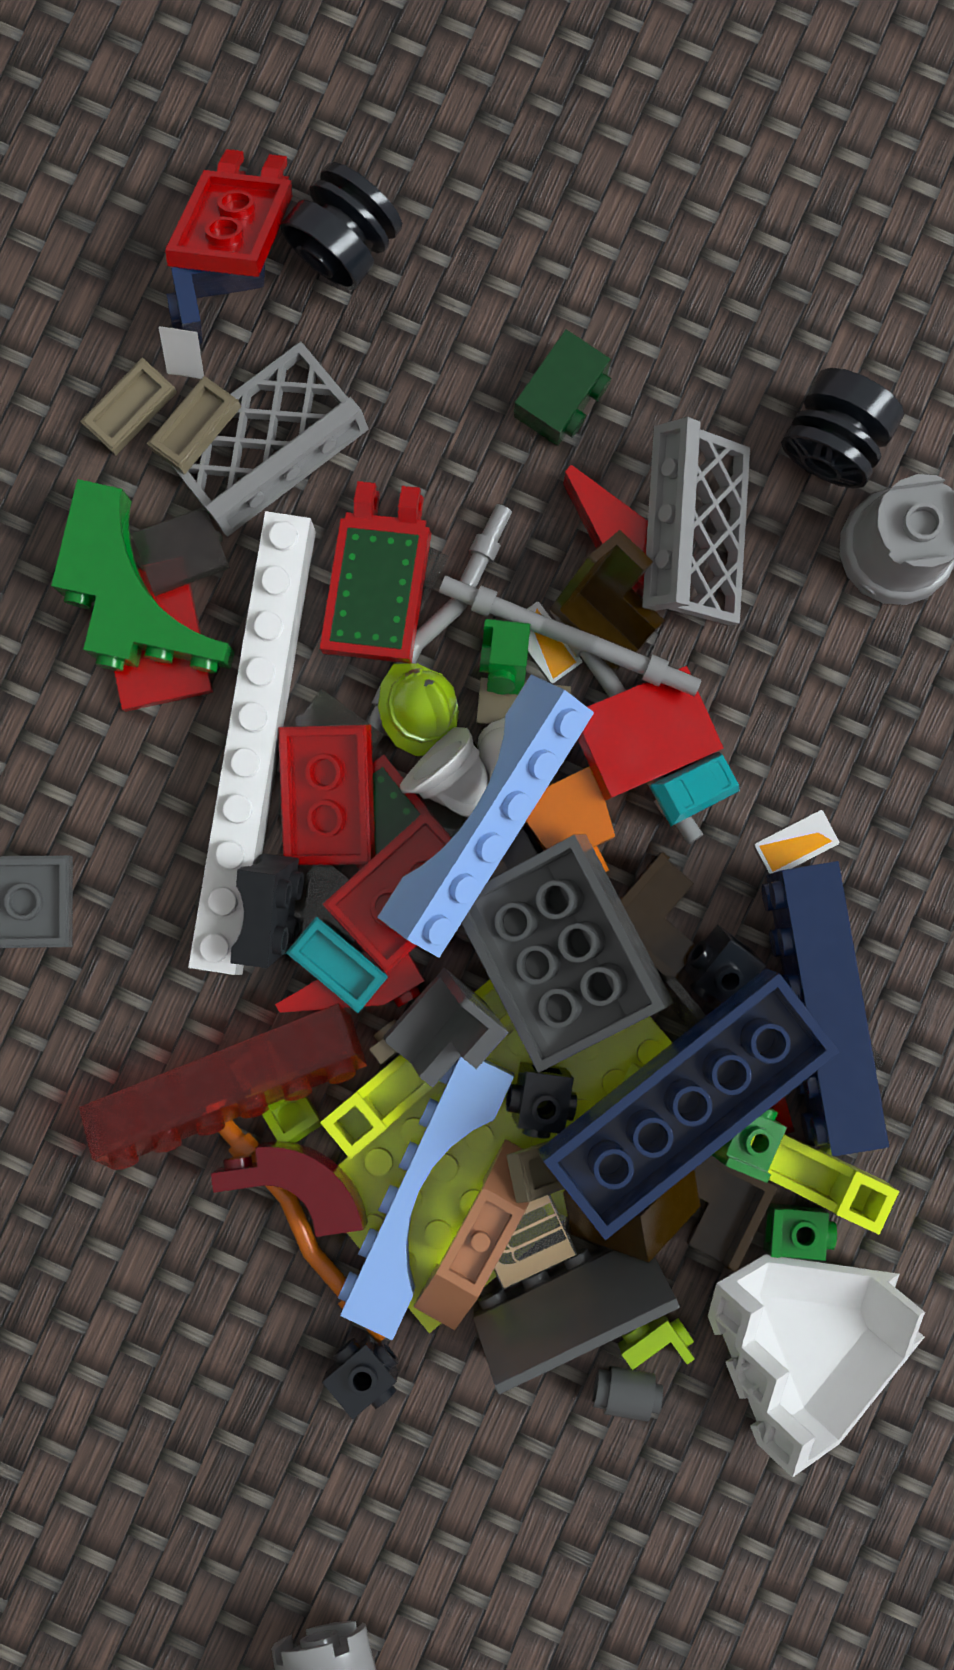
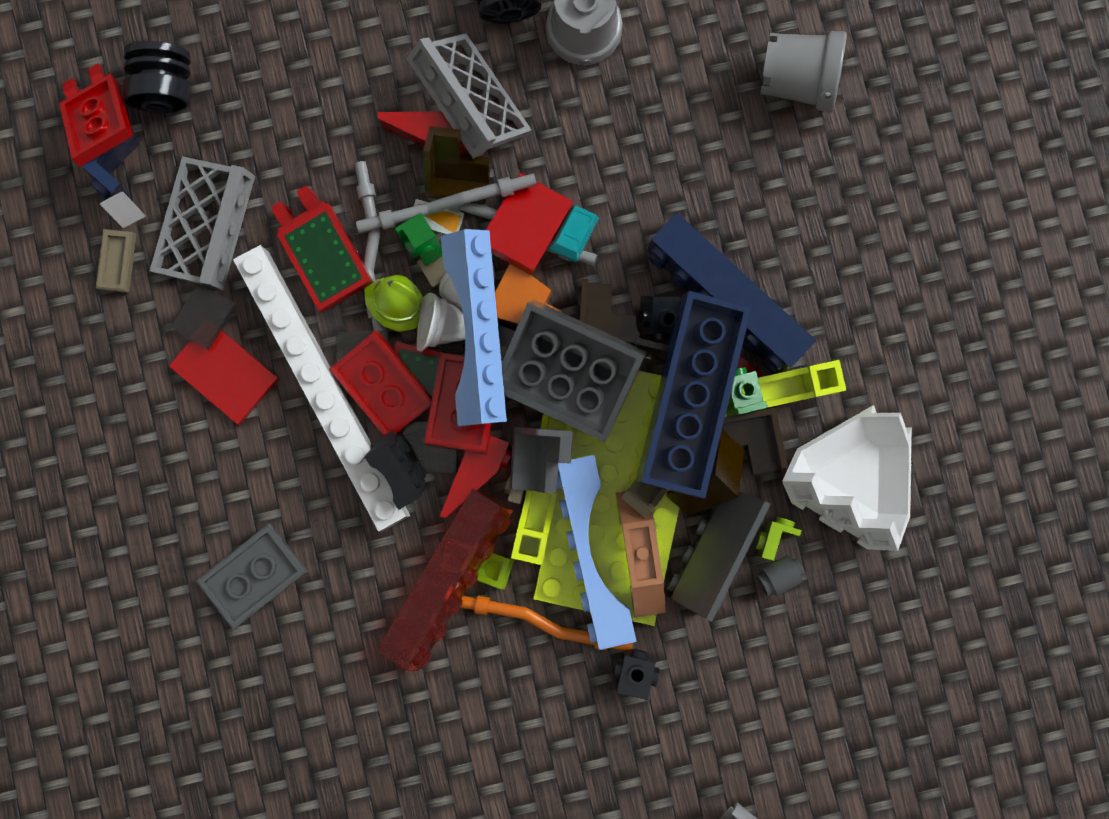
camera: 35 degrees left, 0 degrees up
(100, 568) = (203, 373): green arch -> none
(194, 425) = (159, 243): dark tan tile -> none
(305, 1173) = (524, 591): dark red arch -> none
(337, 964) = (456, 468): teal tile -> none
(536, 1244) = (673, 535): piece -> none
(542, 1100) = (608, 456): black brick -> none
(562, 388) = (342, 75): dark green brick -> none
(782, 1227) = (795, 428): green brick -> none
(797, 843) = (650, 221): sticker -> none

